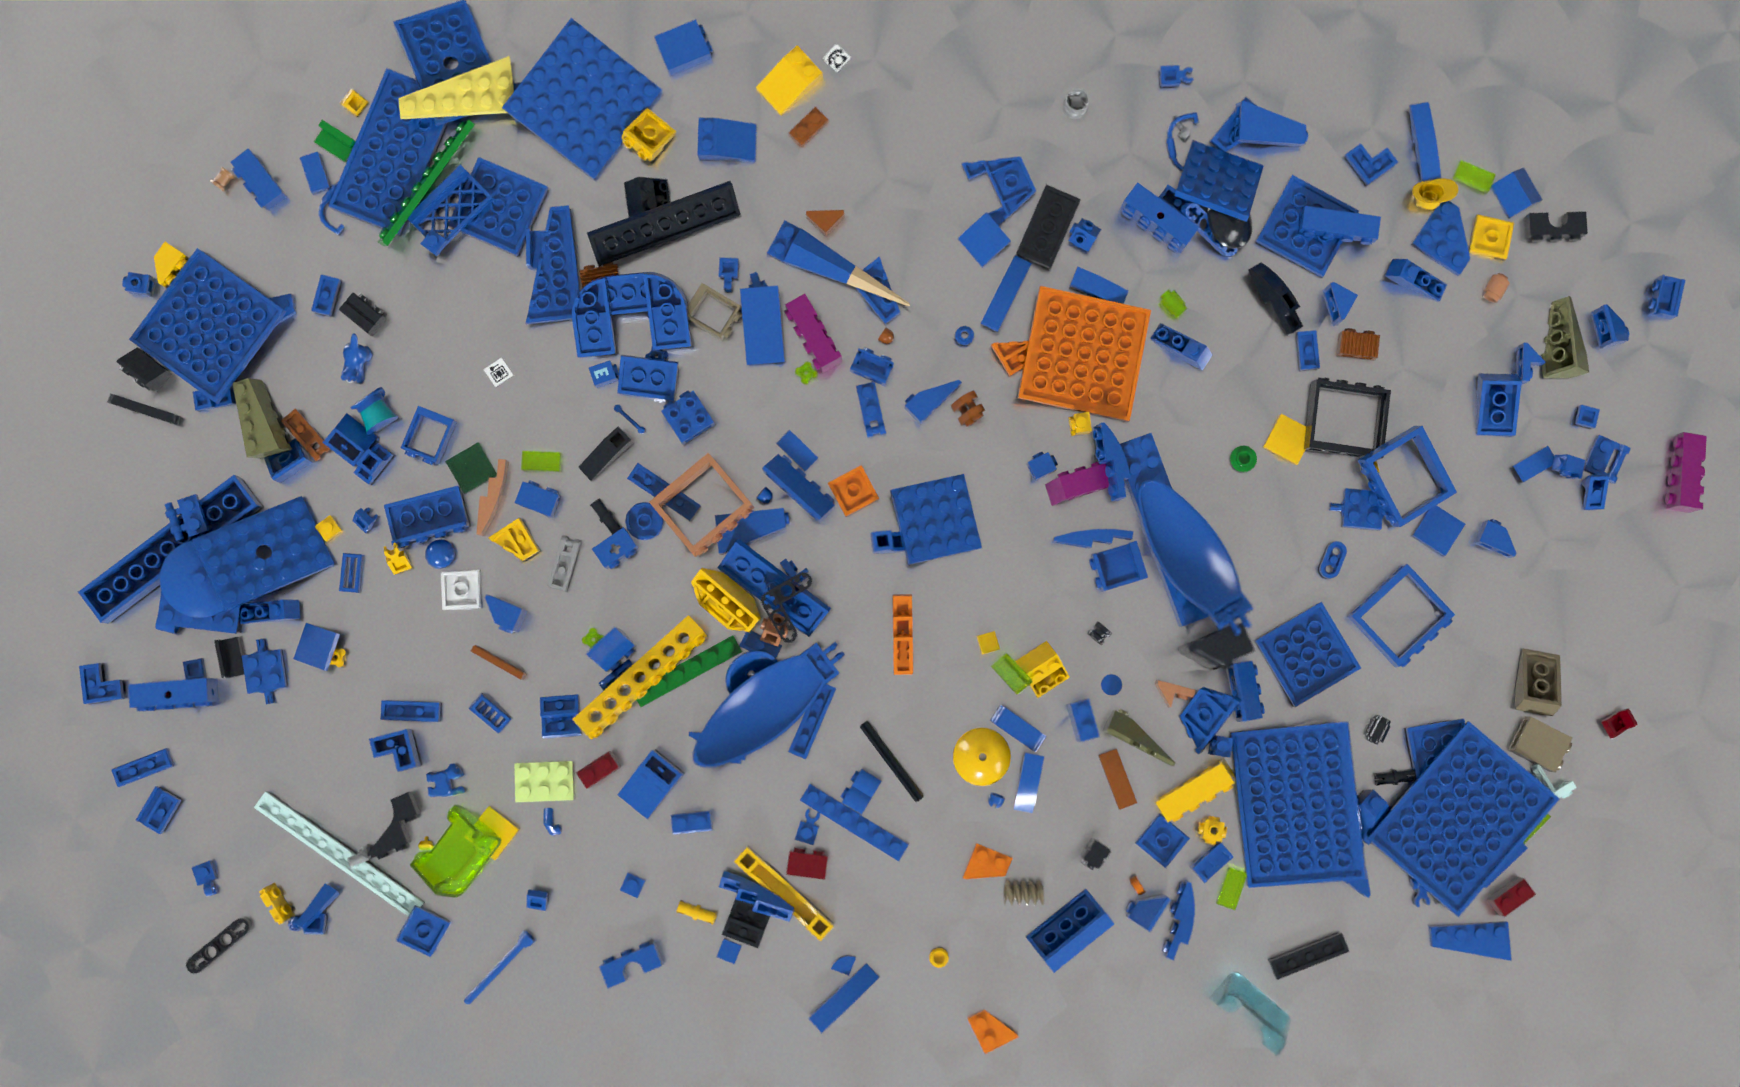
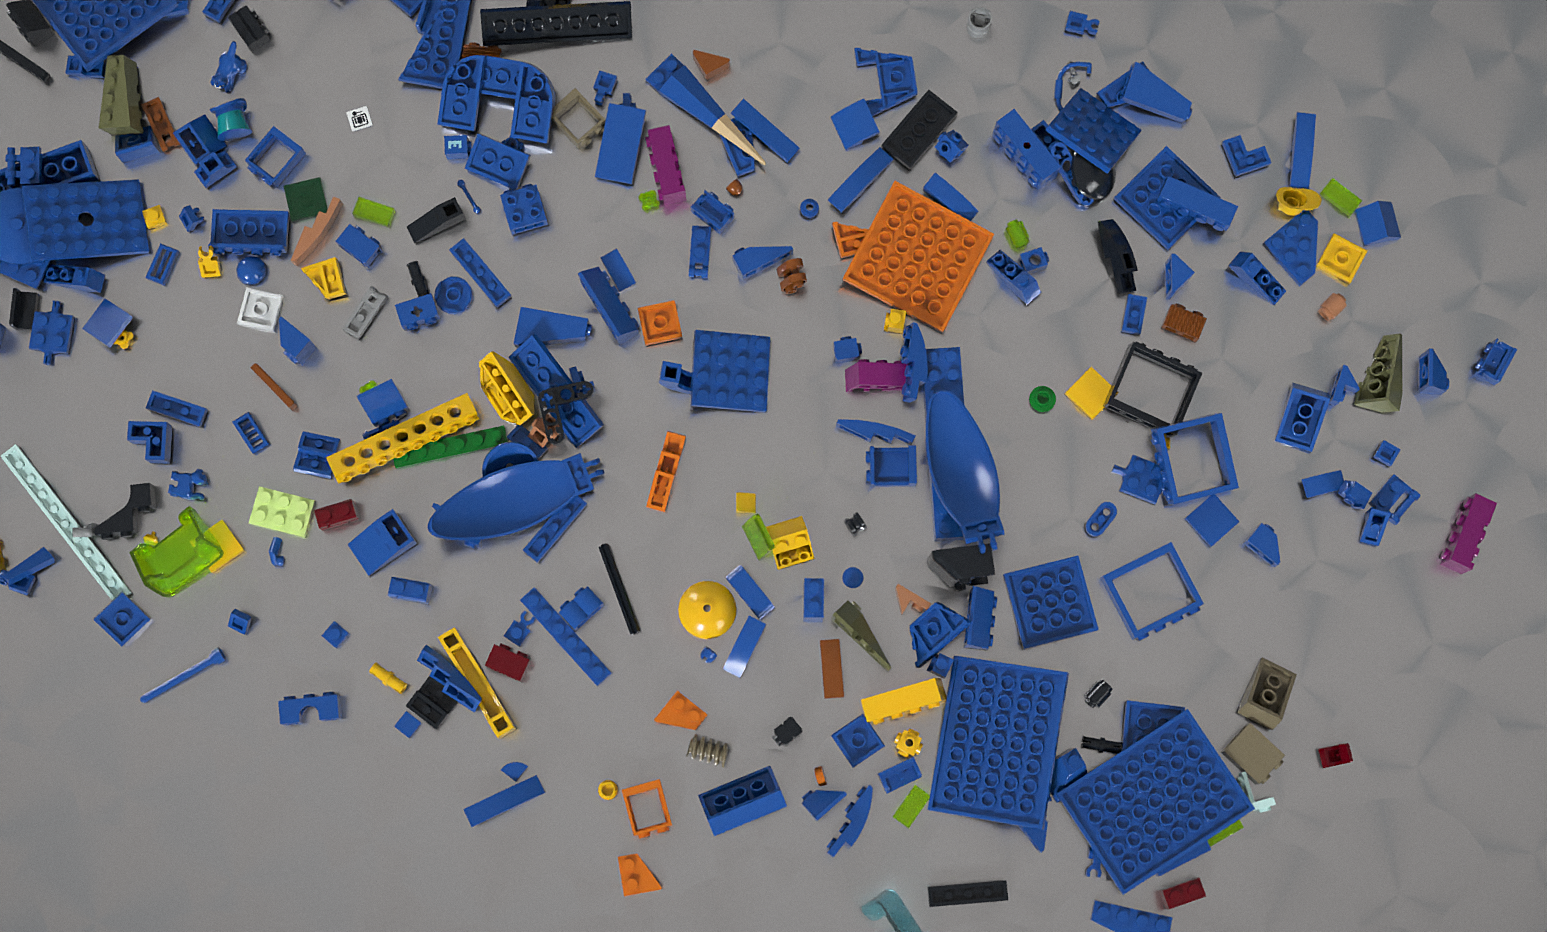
camera: 15 degrees right, 5 degrees down
(682, 482) = (501, 266): nougat window -> none
(765, 495) = (575, 303): blue hinge -> none
(899, 271) = (765, 130): none -> blue tile
(1000, 979) = (631, 791): none -> orange window
(1189, 329) = (1038, 253): none -> blue brick
(1539, 227) = (1390, 262): black arch -> none

